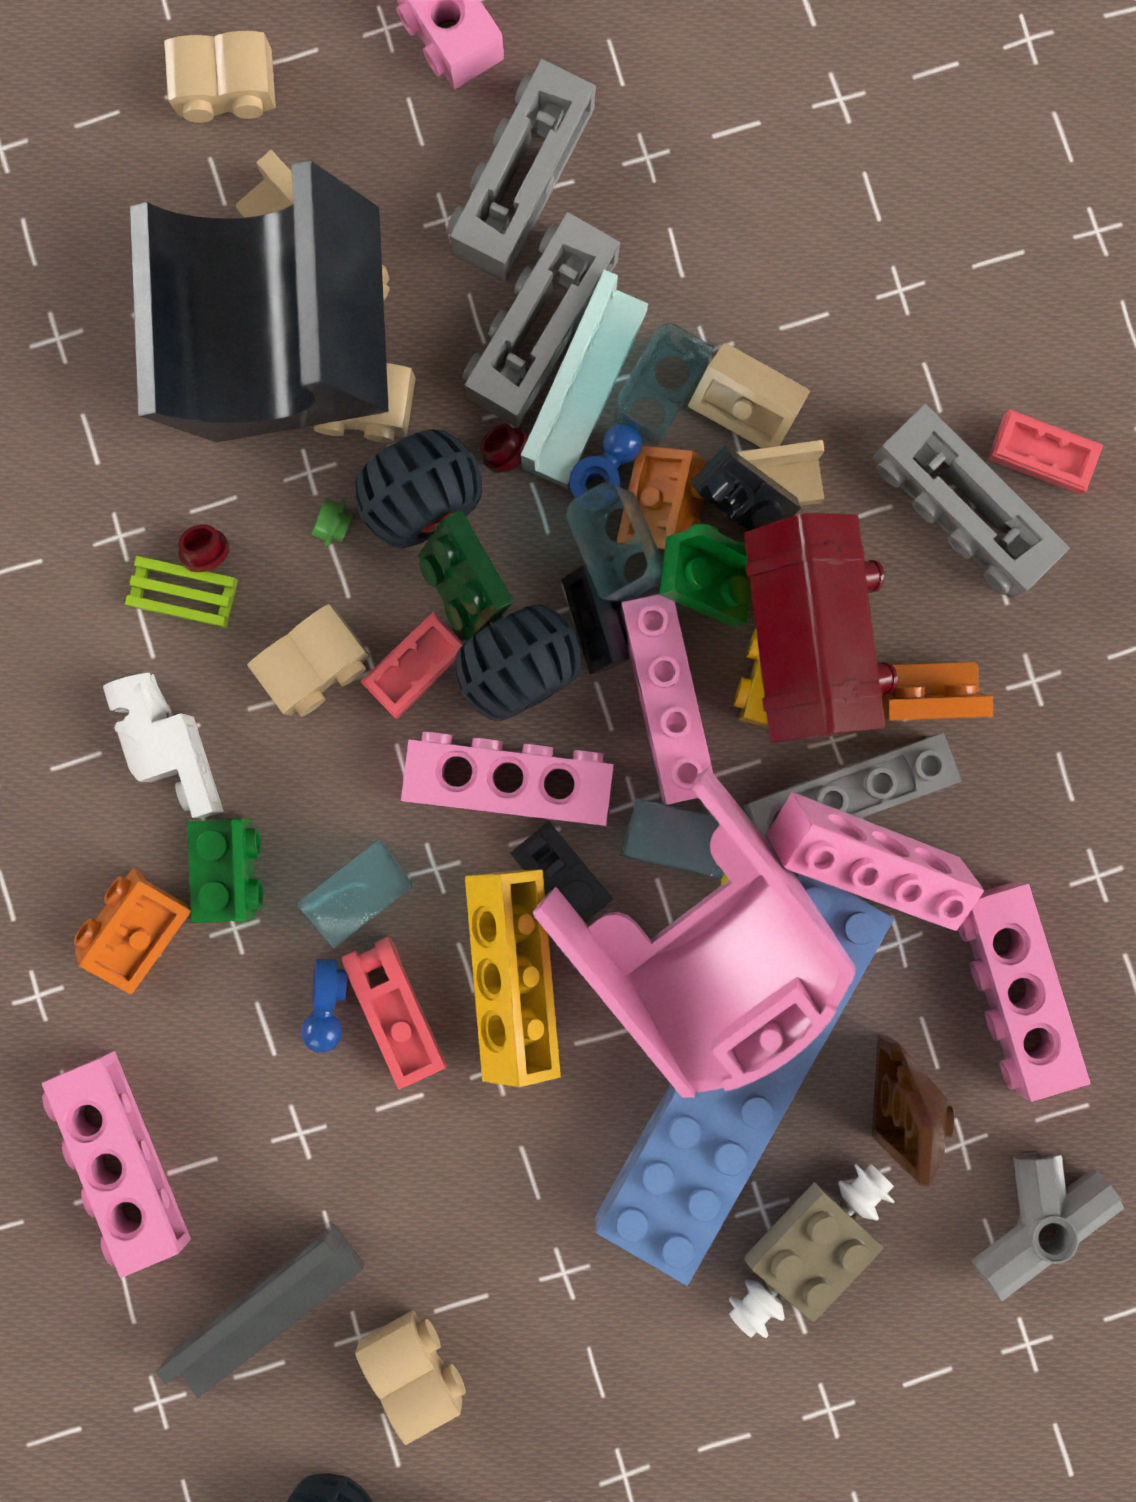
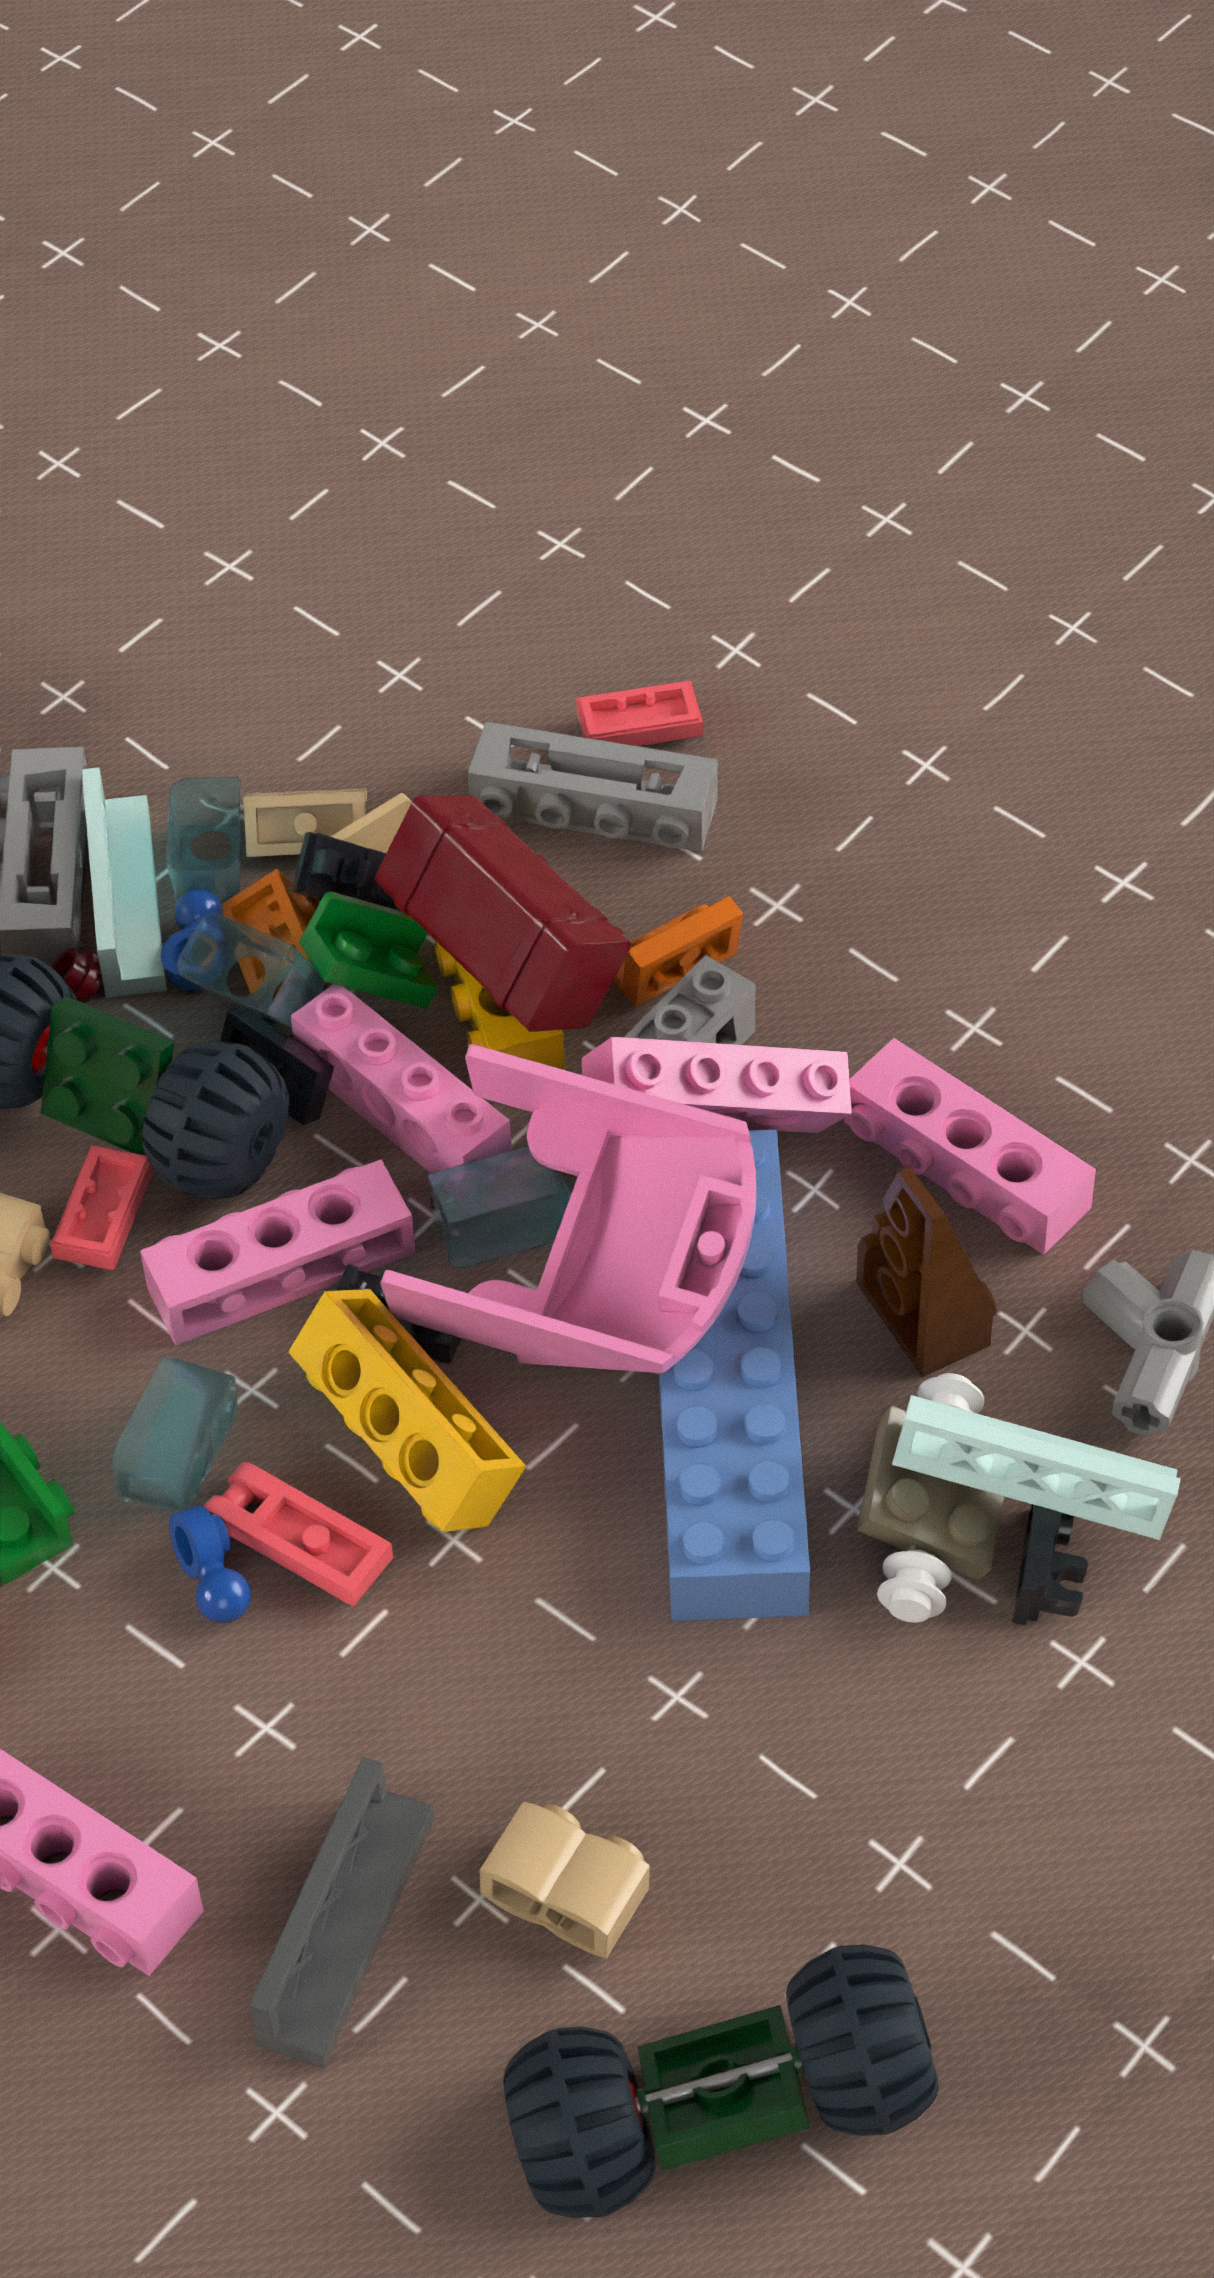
camera: 25 degrees left, 35 degrees down
(844, 1344) = (1044, 1568): none -> black plate
(885, 1307) = (1036, 1467): none -> light aqua fence

